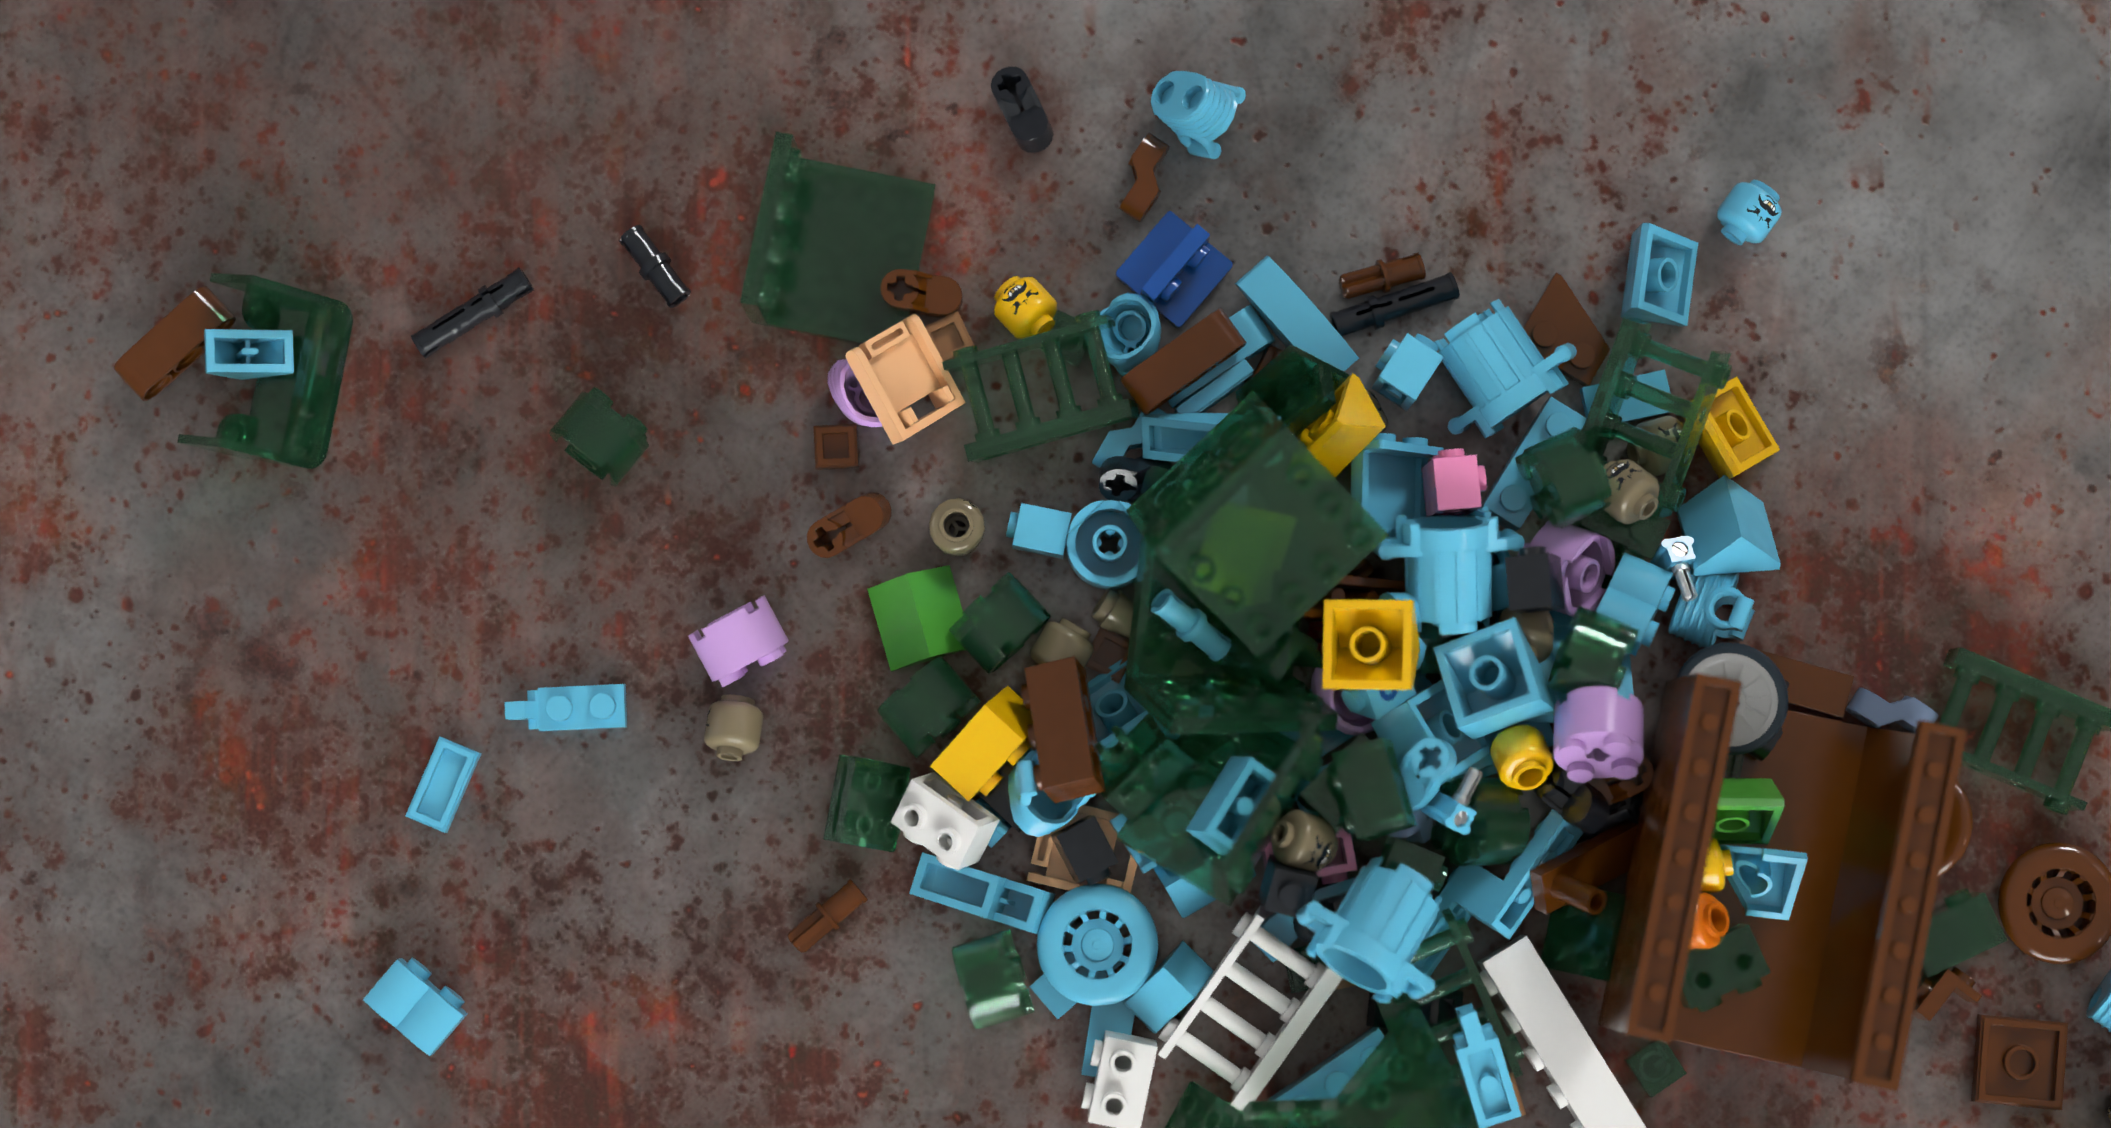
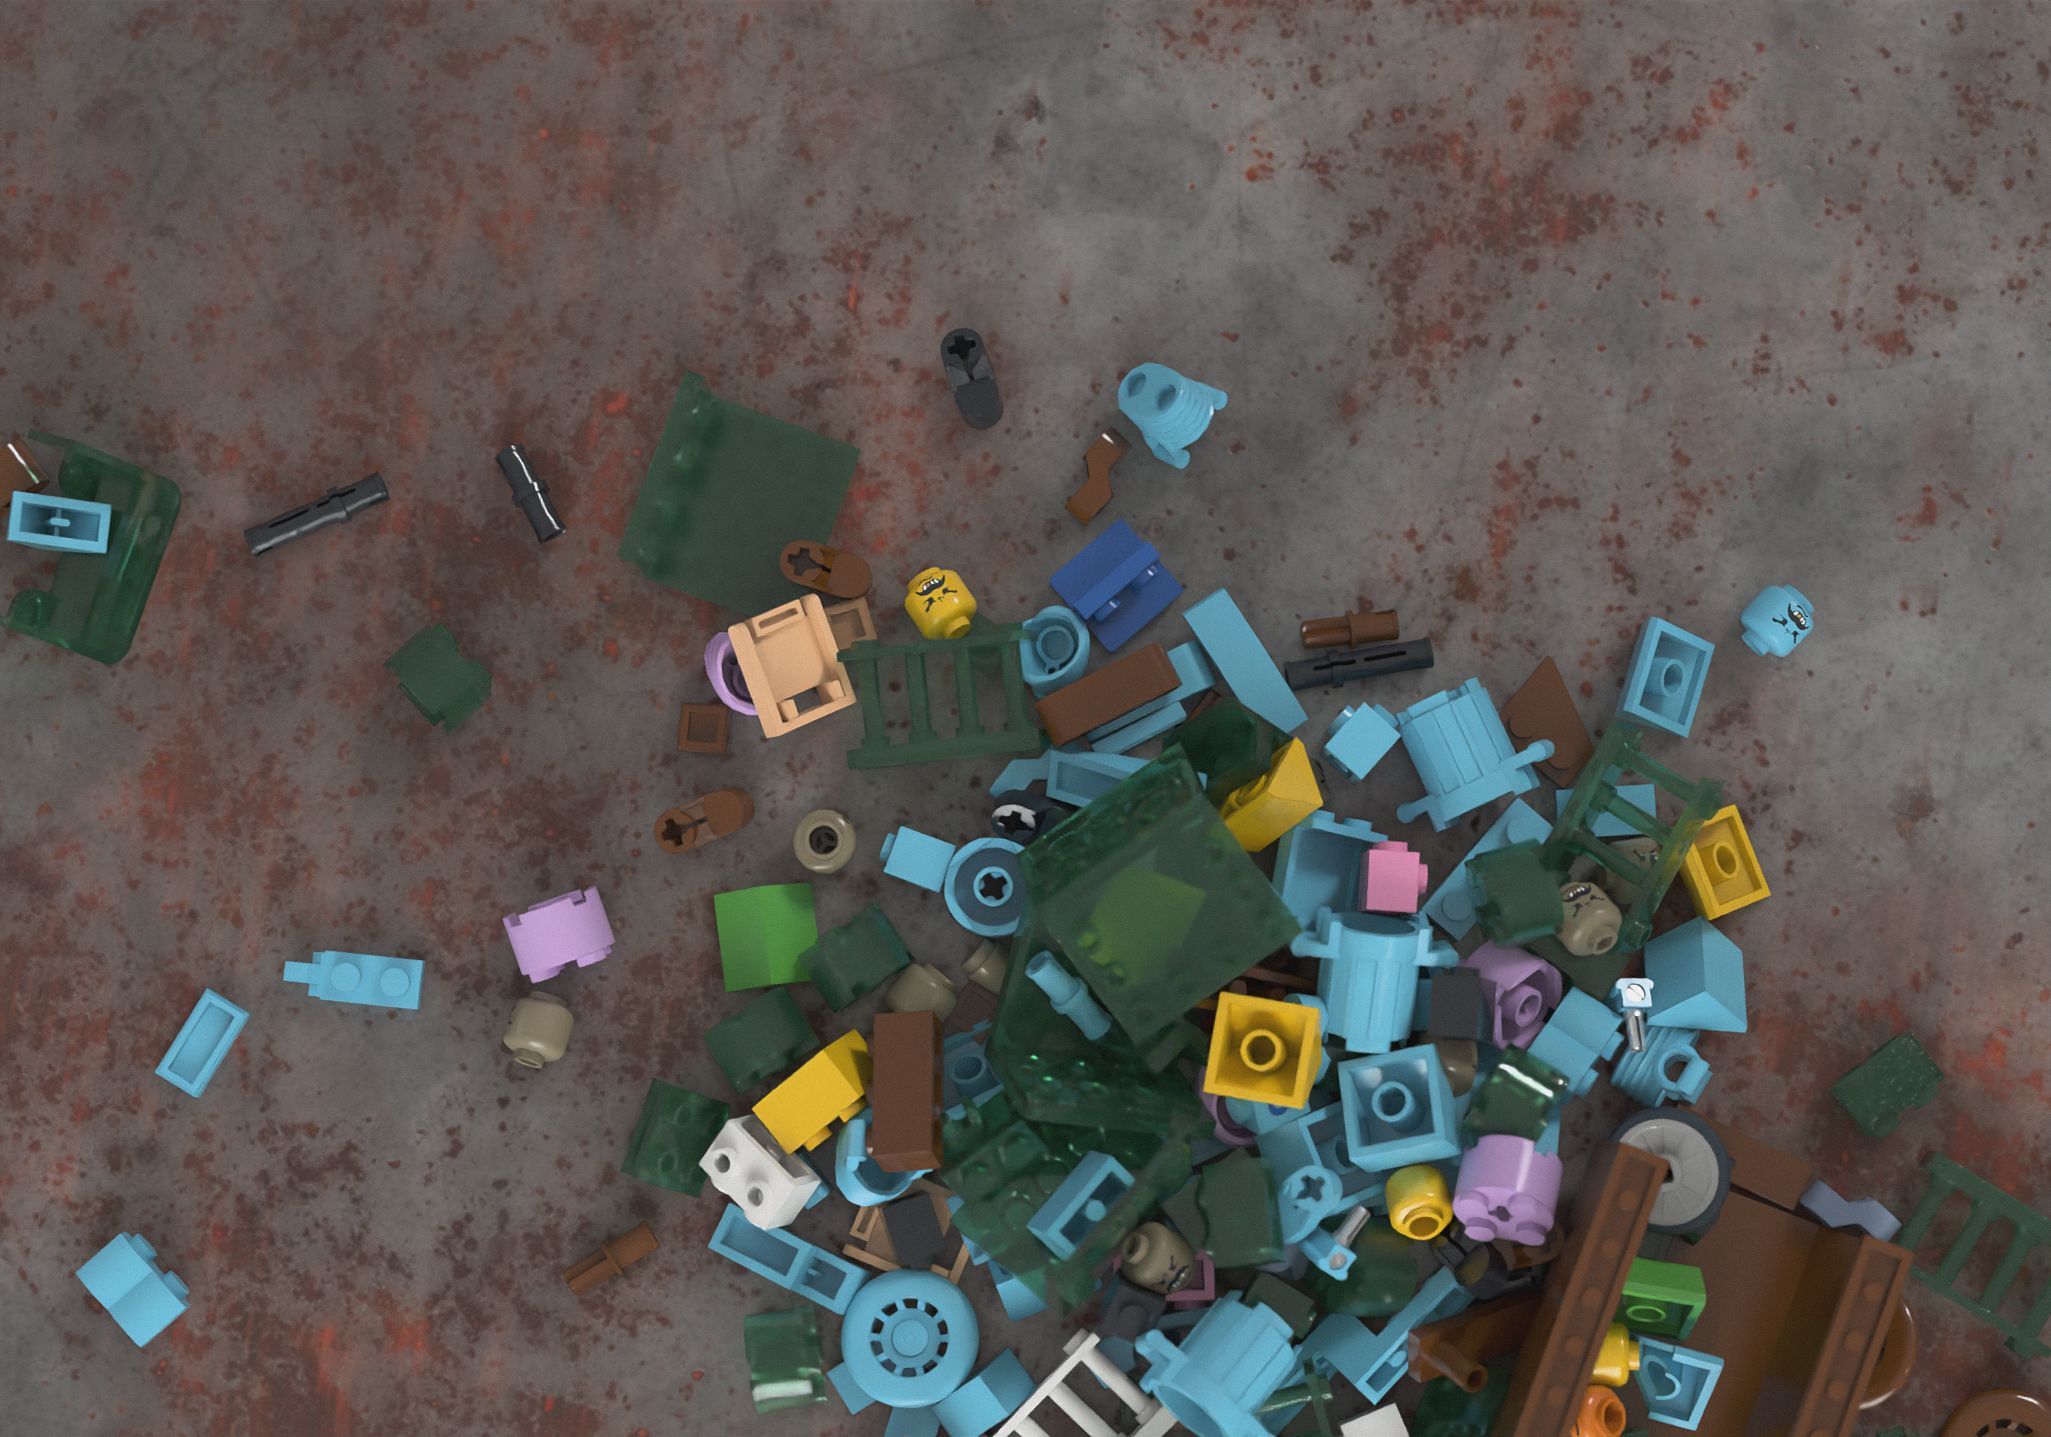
camera: 10 degrees right, 0 degrees up
(1906, 597) = (1886, 1085): none -> clear green brick

